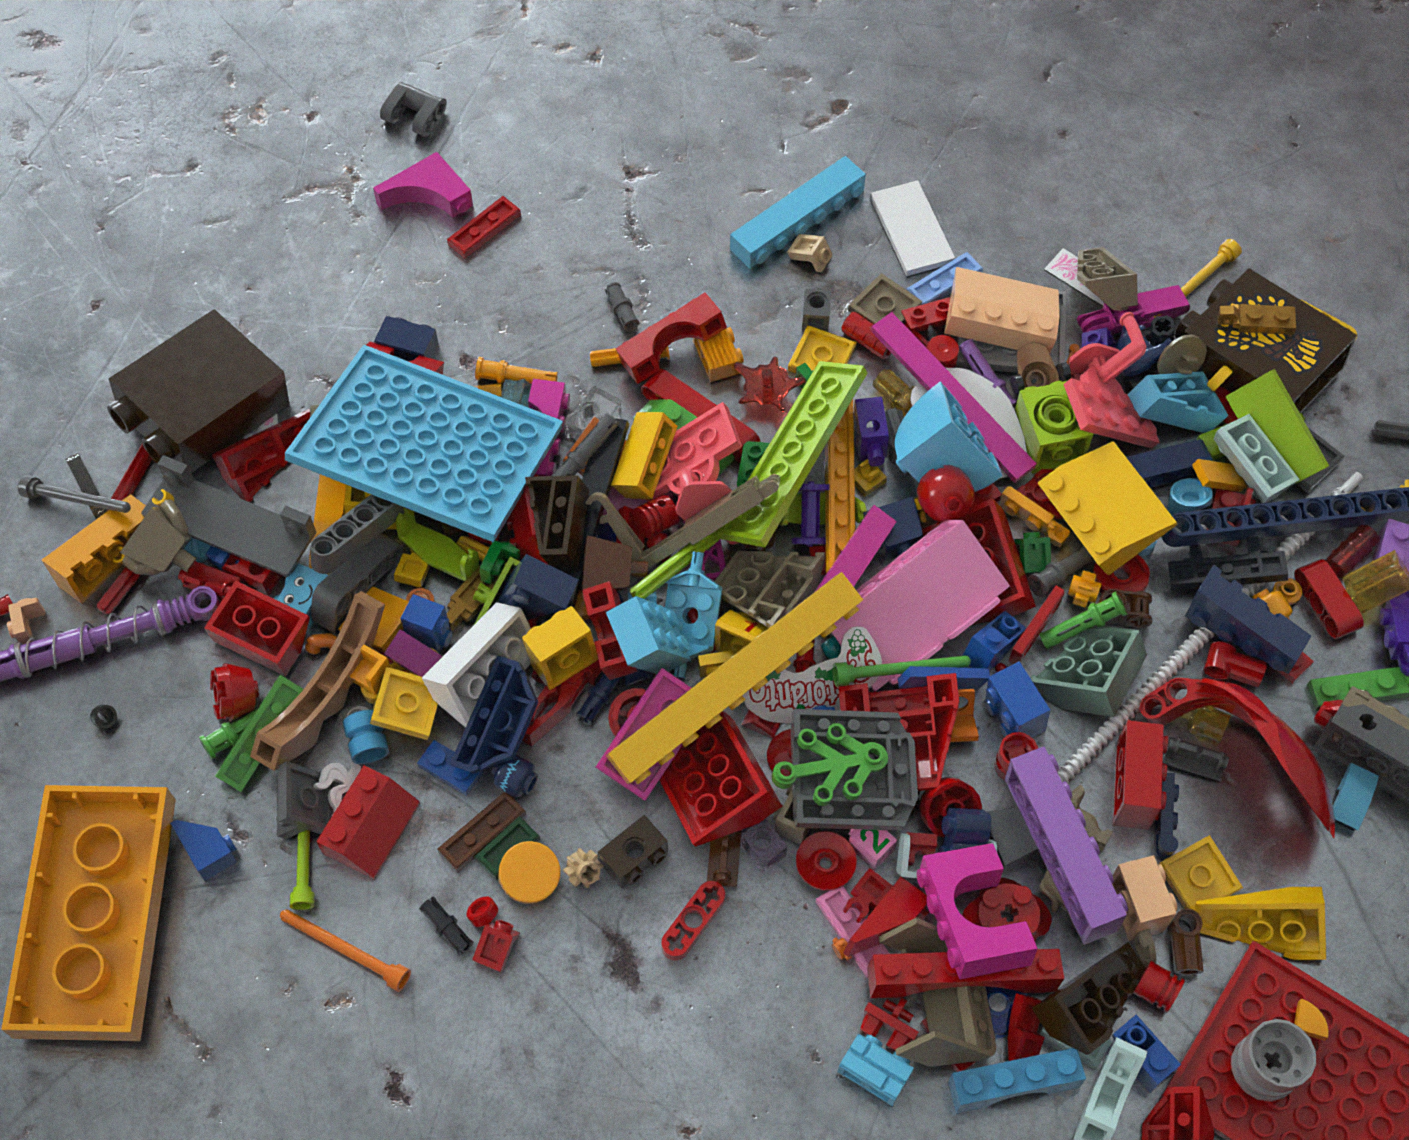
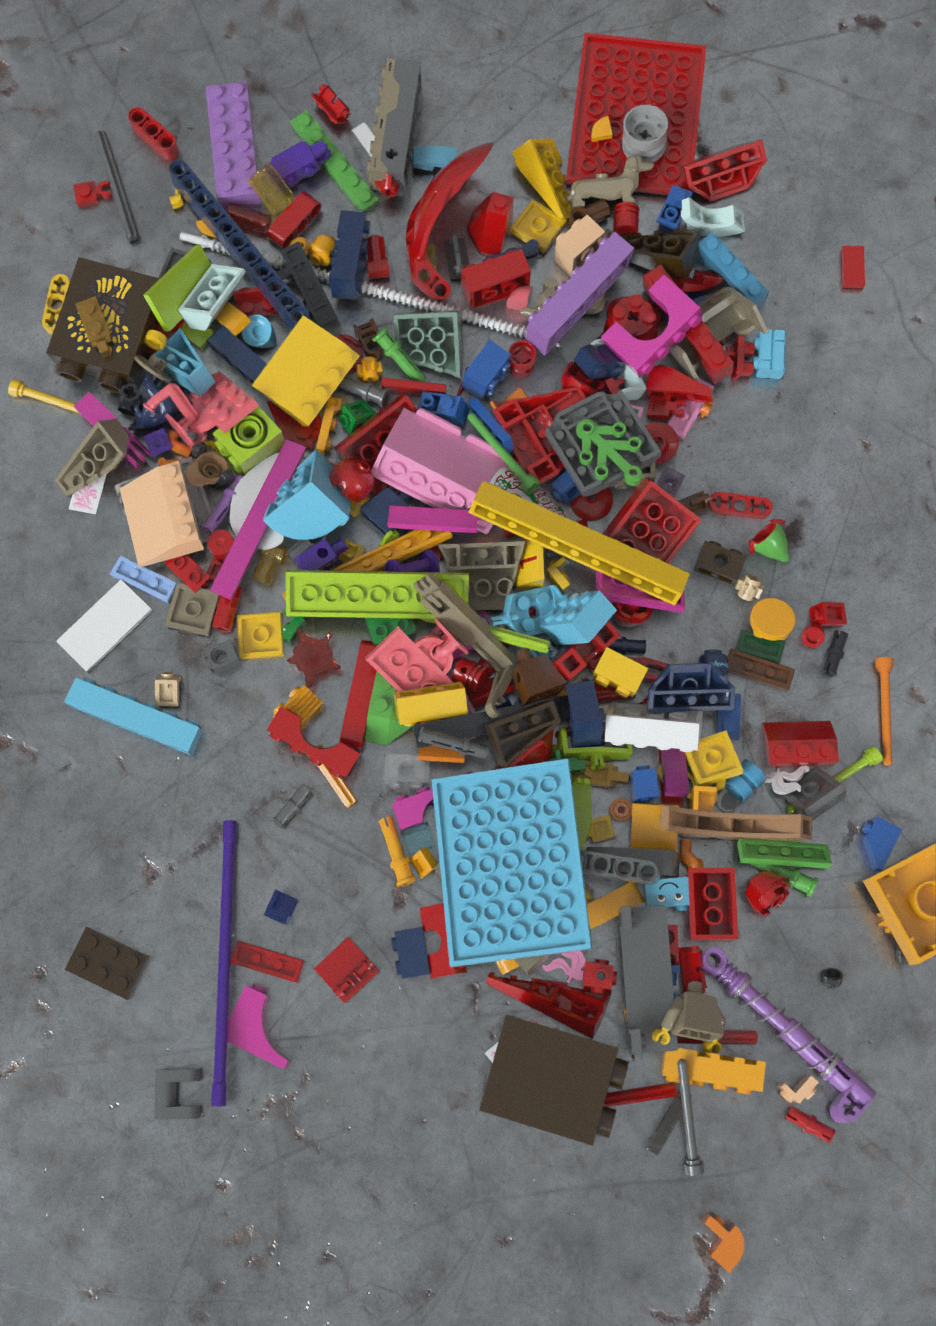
camera: 115 degrees left, 15 degrees up
(267, 488) = (590, 979): none -> red brick
(295, 486) = (577, 964): none -> bright pink piece
(430, 284) = (346, 970): none -> red hinge
(526, 254) = (281, 907): none -> clear blue panel
(569, 106) = (107, 963): none -> dark brown plate
(621, 240) = (219, 1085): none -> dark purple piece
(623, 923) = (771, 541): none -> bright green hat
(1102, 802) = (520, 298): none -> coral brick
(1213, 985) = (611, 188): none -> dark tan animal
(1217, 813) = (491, 223): none -> red slope

